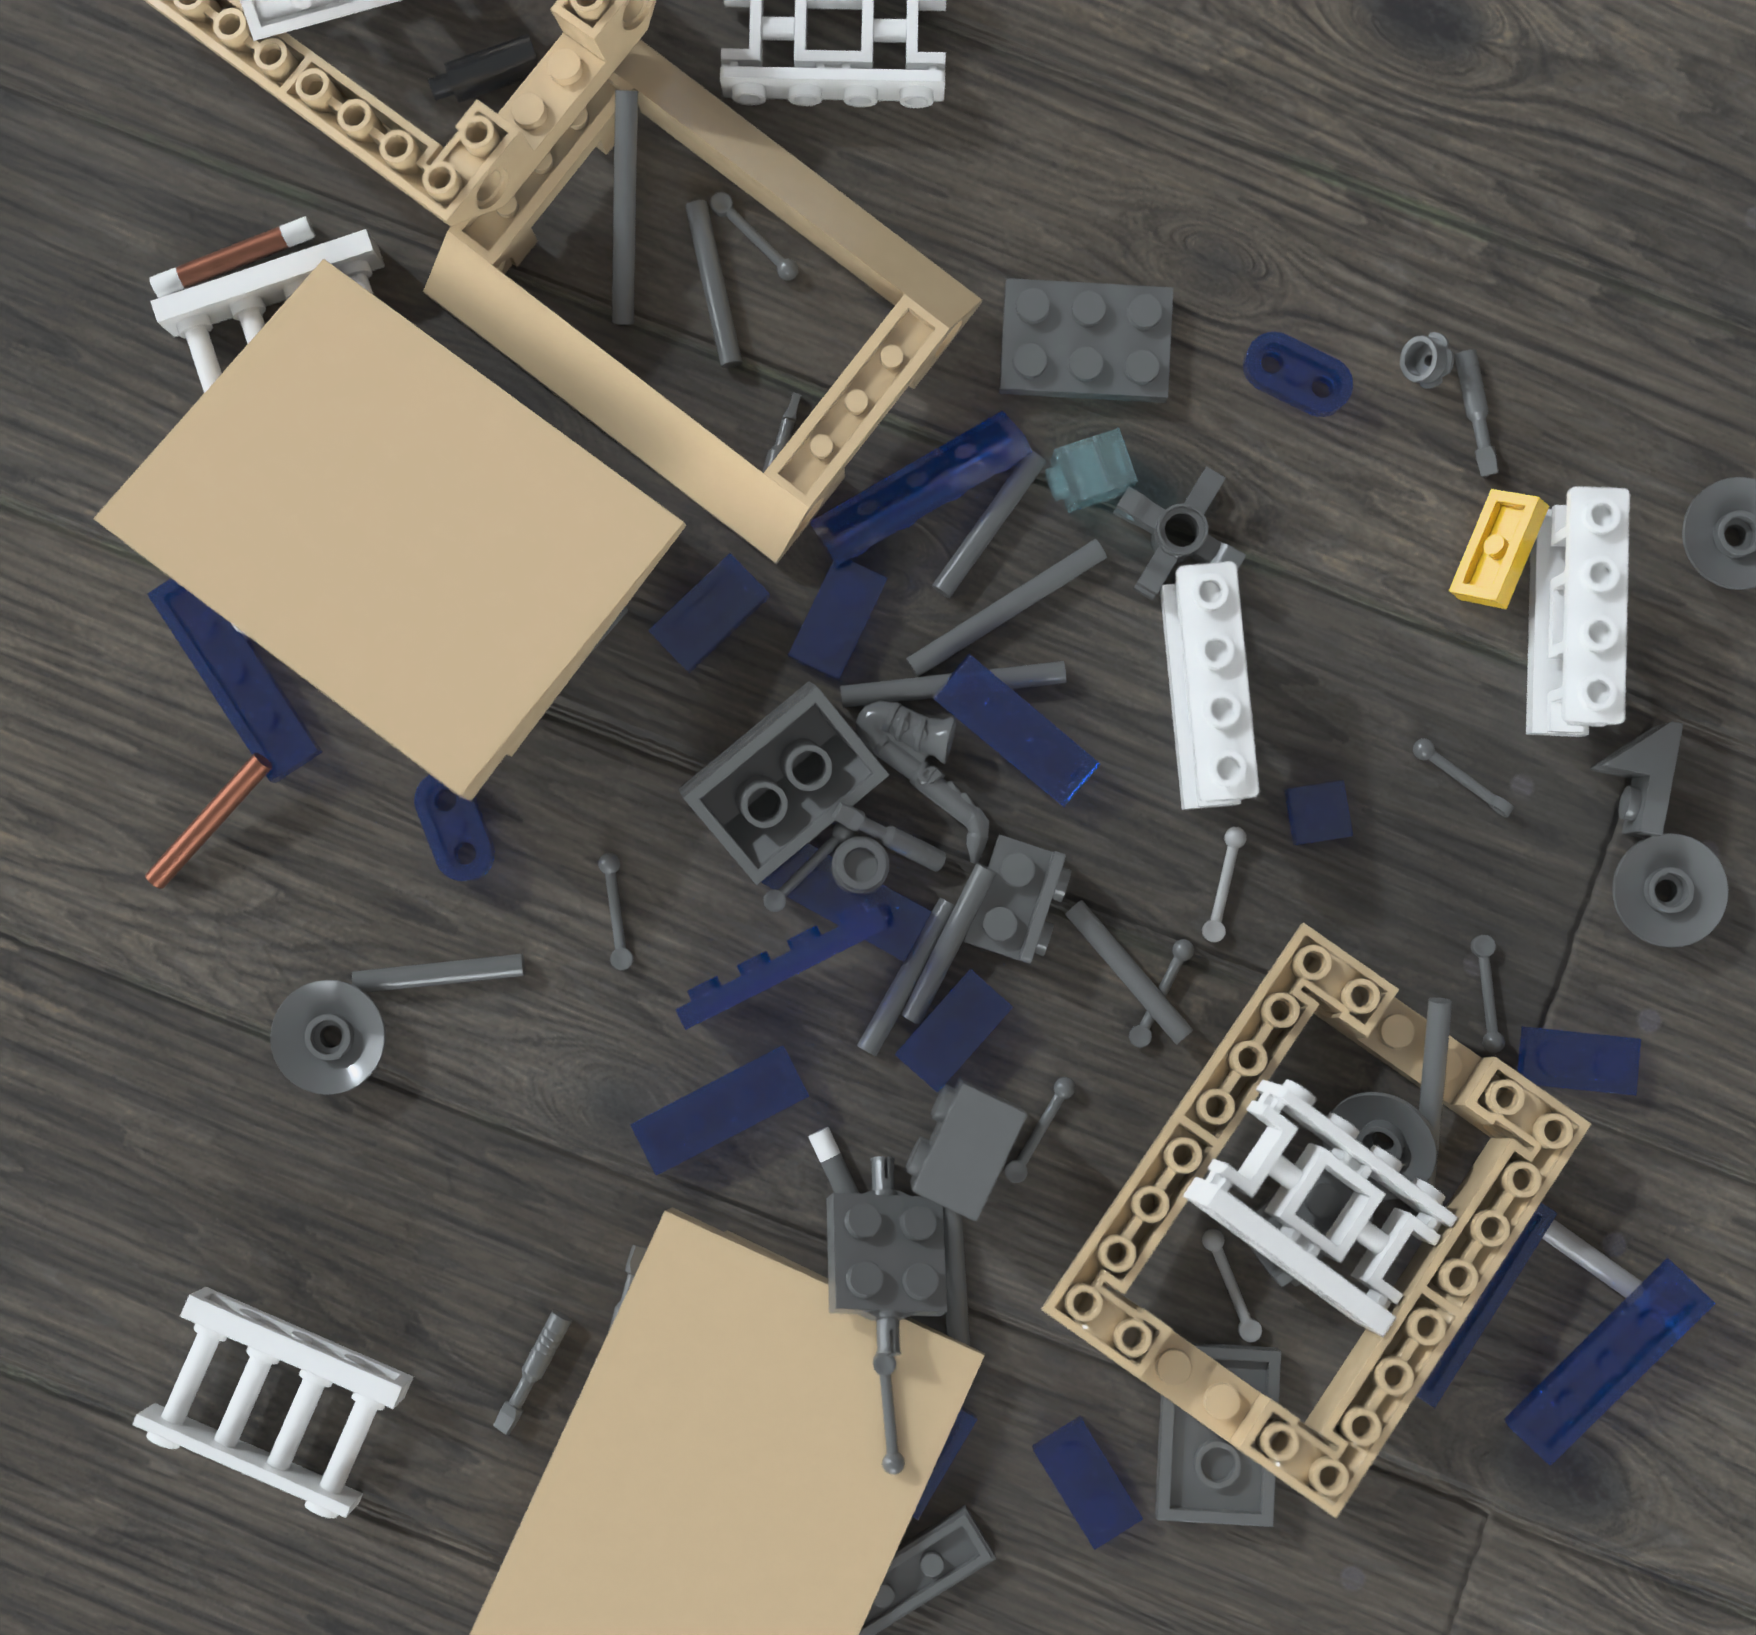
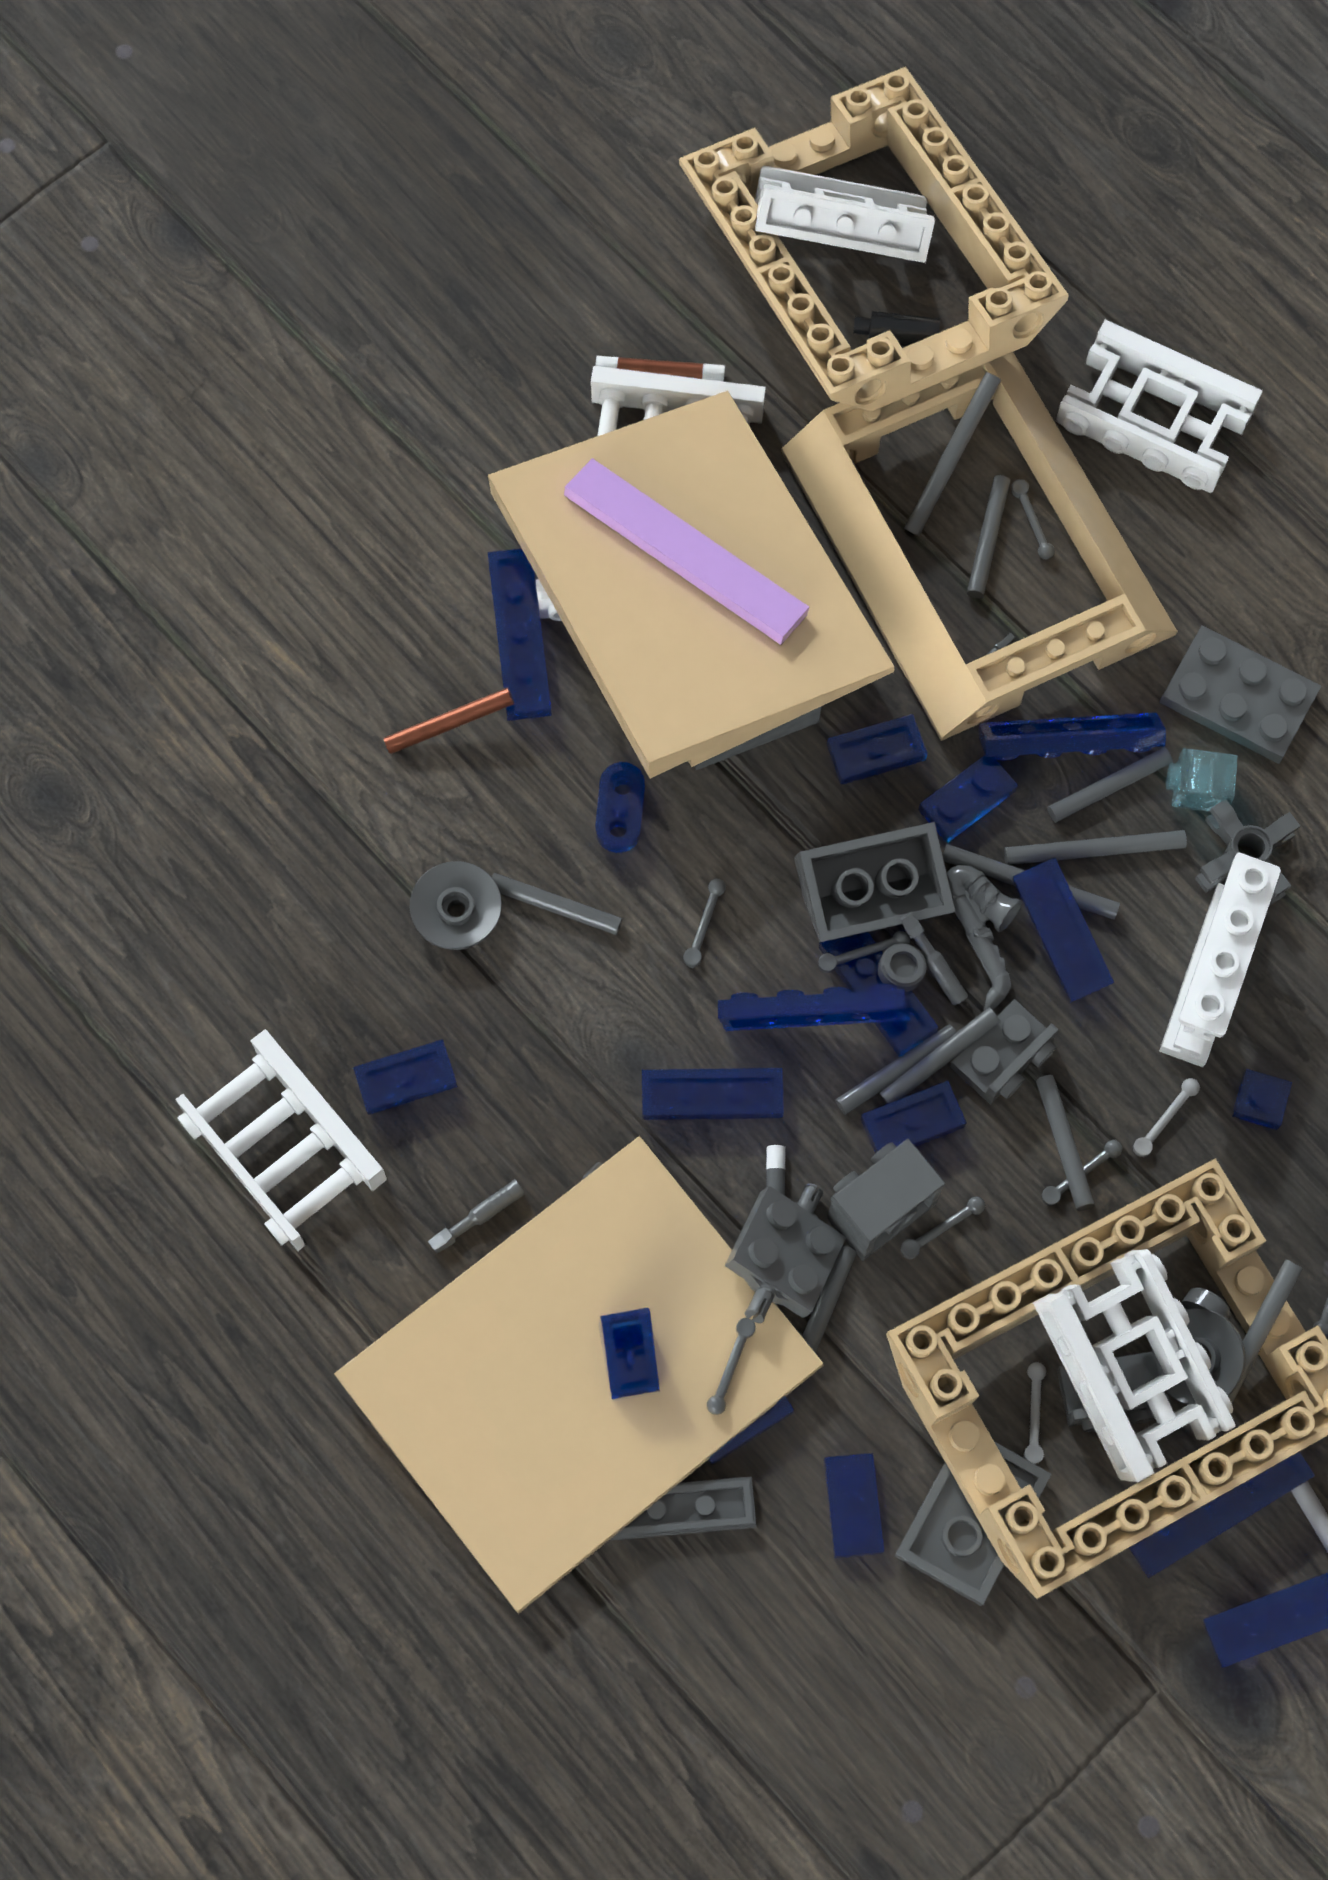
camera: 25 degrees right, 15 degrees down
(372, 501) = (686, 551): none -> lavender tile
(373, 1259) = (405, 1077): none -> clear blue plate
(771, 1461) = (629, 1352): none -> clear blue slope
(1361, 1082) = (1203, 1299): none -> dark grey tile

